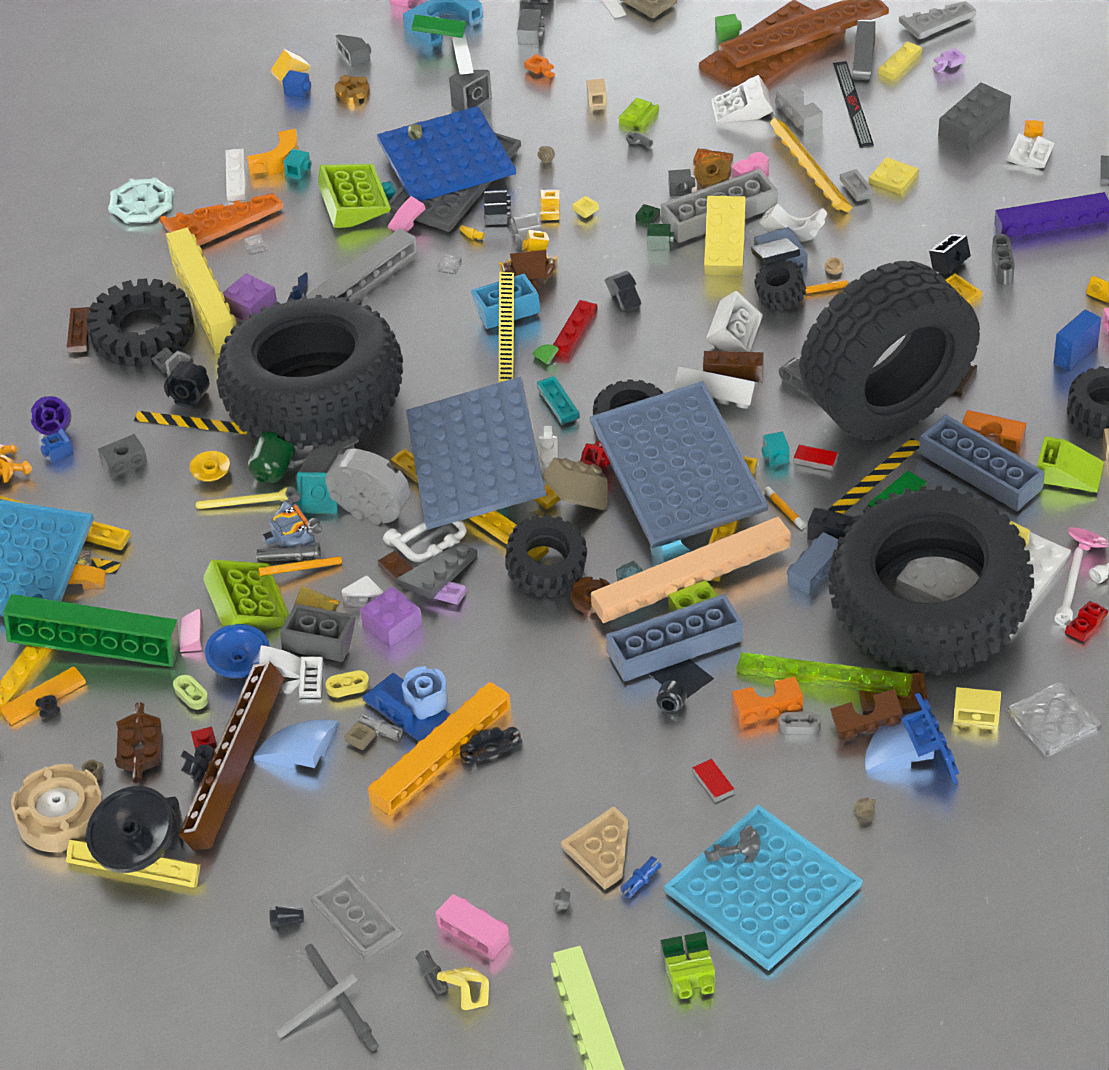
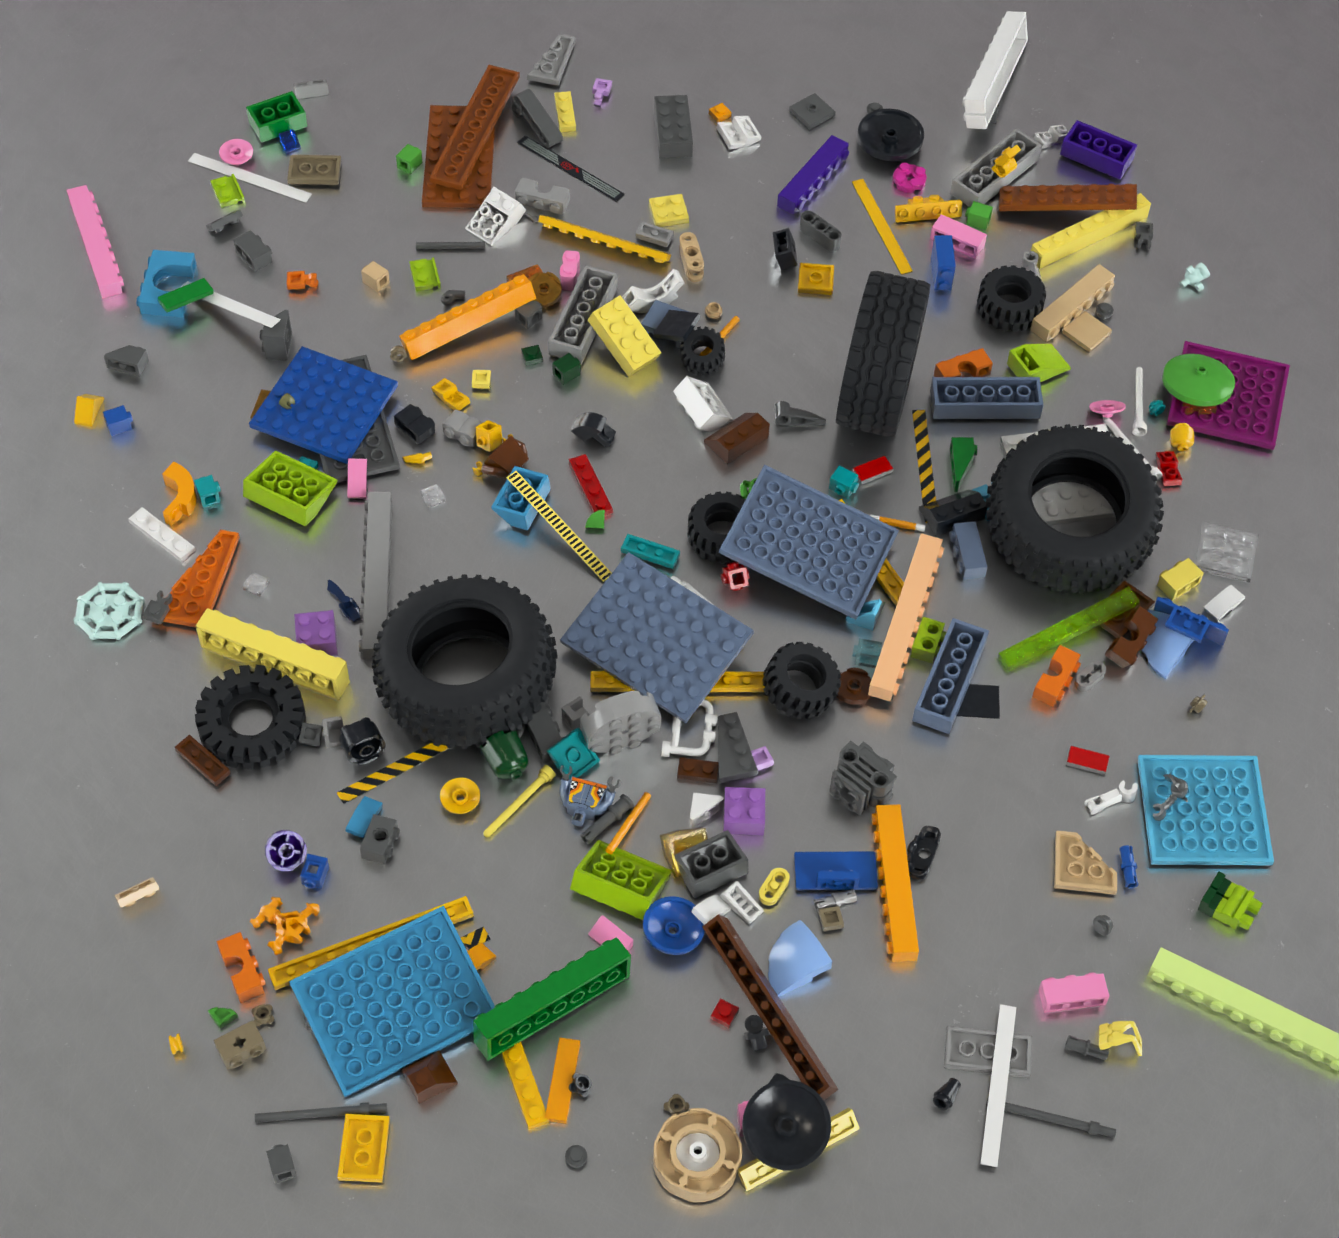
camera: 50 degrees left, 10 degrees up
(135, 731) = (677, 1042): reddish brown plate -> none
(142, 431) = (362, 816): none -> dark azure slope
(167, 216) = (157, 610): none -> dark grey plate
(194, 695) = (672, 983): yellowish green plate -> none
(316, 1005) = (1047, 1139): light grey bar -> none
(330, 941) = (998, 1086): none -> white sticker
(352, 89) = (164, 388): pearl gold plate -> none
(425, 691) = (846, 848): light blue brick -> none
(505, 655) = (862, 778): none -> dark grey piece
(577, 483) = (758, 607): dark tan slope -> none
(624, 154) = (467, 316): none -> light orange brick
(671, 696) = (996, 721): black head -> none
(683, 104) = (450, 245): none -> dark grey bar
(713, 827) = (1112, 797): none -> white piece
(720, 386) = (751, 462): white brick -> none
(865, 216) = (691, 256): none -> tan piece
(997, 750) = (1224, 602): none -> white slope
(1069, 289) = (882, 226): none -> yellow sticker

